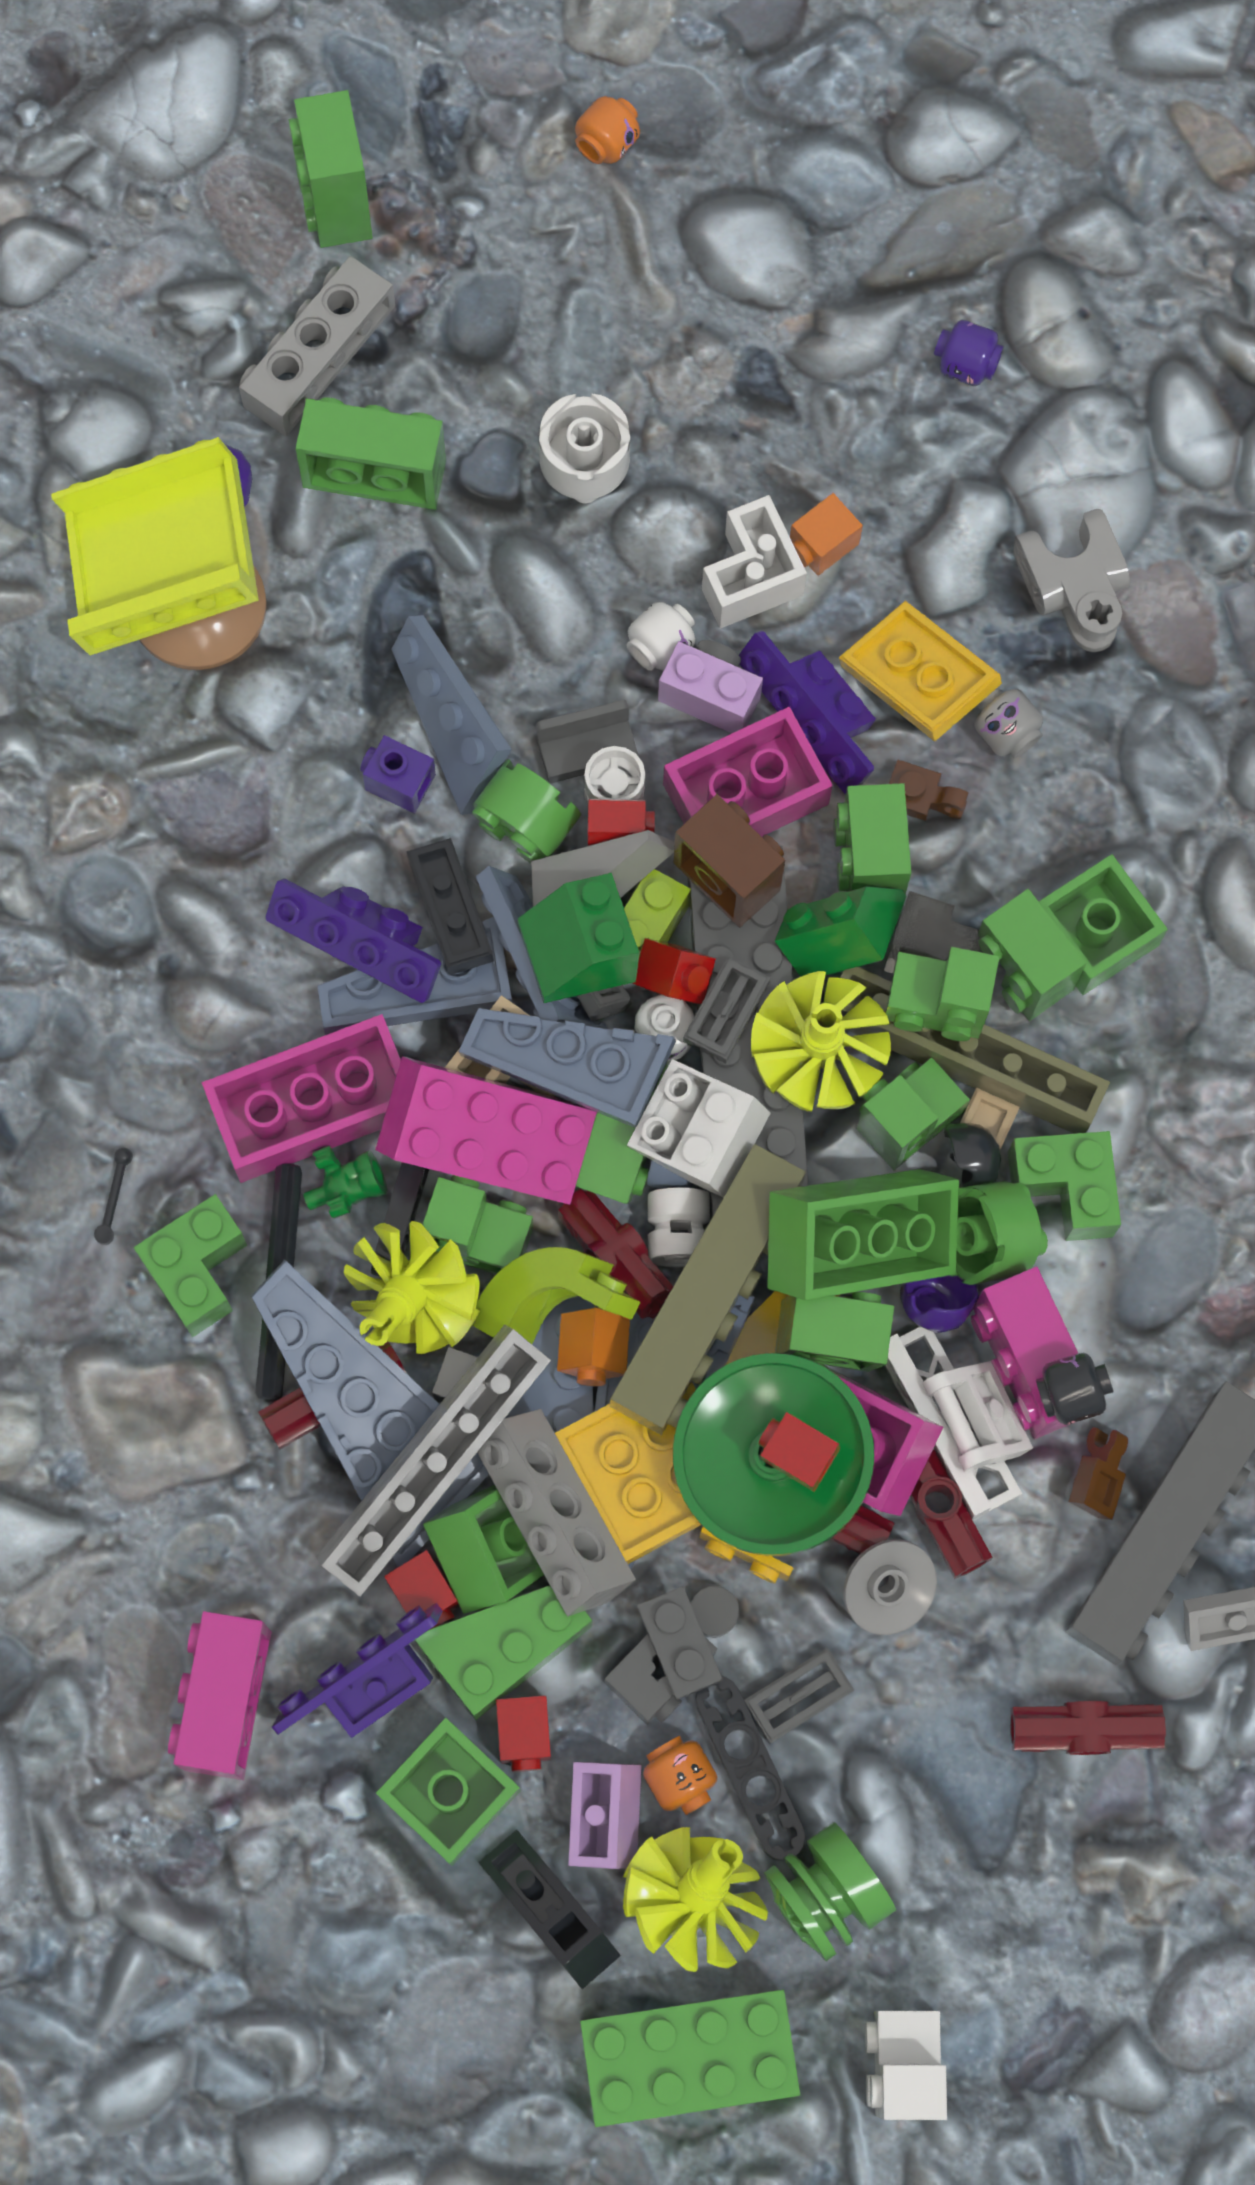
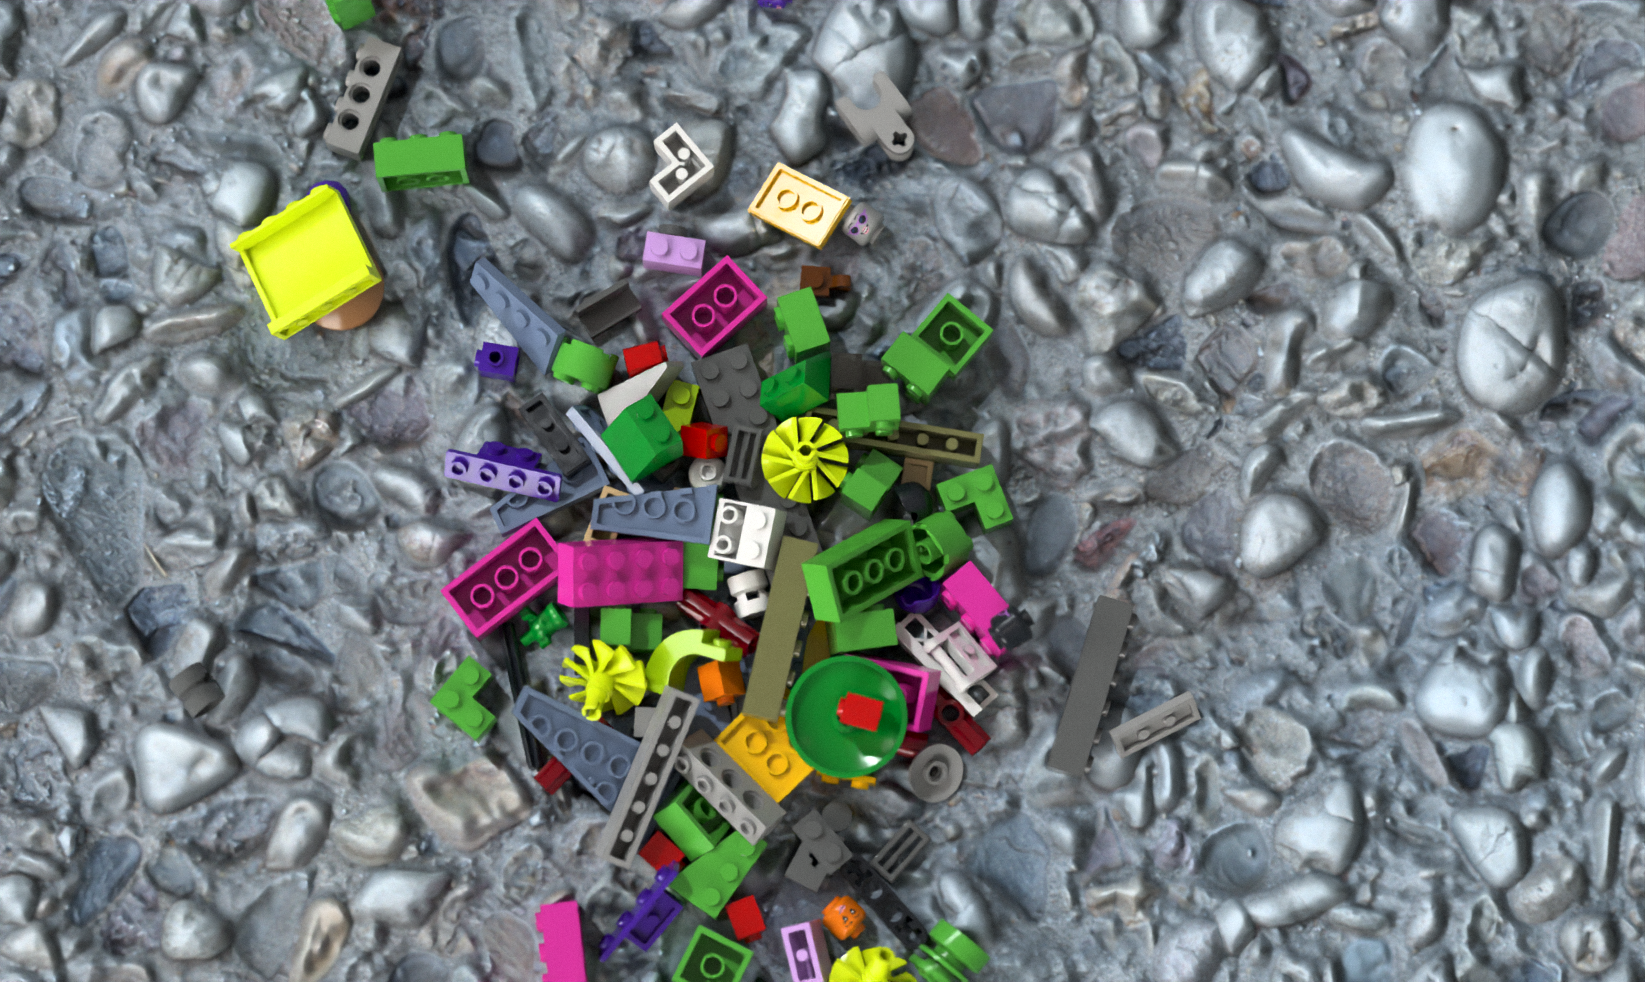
camera: 20 degrees left, 5 degrees up
(104, 1234) = (406, 696): black hinge -> none
(584, 446) = (553, 136): white brick -> none
(614, 774) = (633, 329): white wheel -> none
(657, 634) = (633, 226): white head -> none
(729, 859) = (719, 365): reddish brown brick -> none
(821, 704) = (744, 244): dark purple bracket -> none
(825, 534) = (716, 134): orange brick -> none
(1087, 1728) = (1073, 821): dark red piece -> none
(1098, 1478) = (1040, 673): reddish brown plate -> none

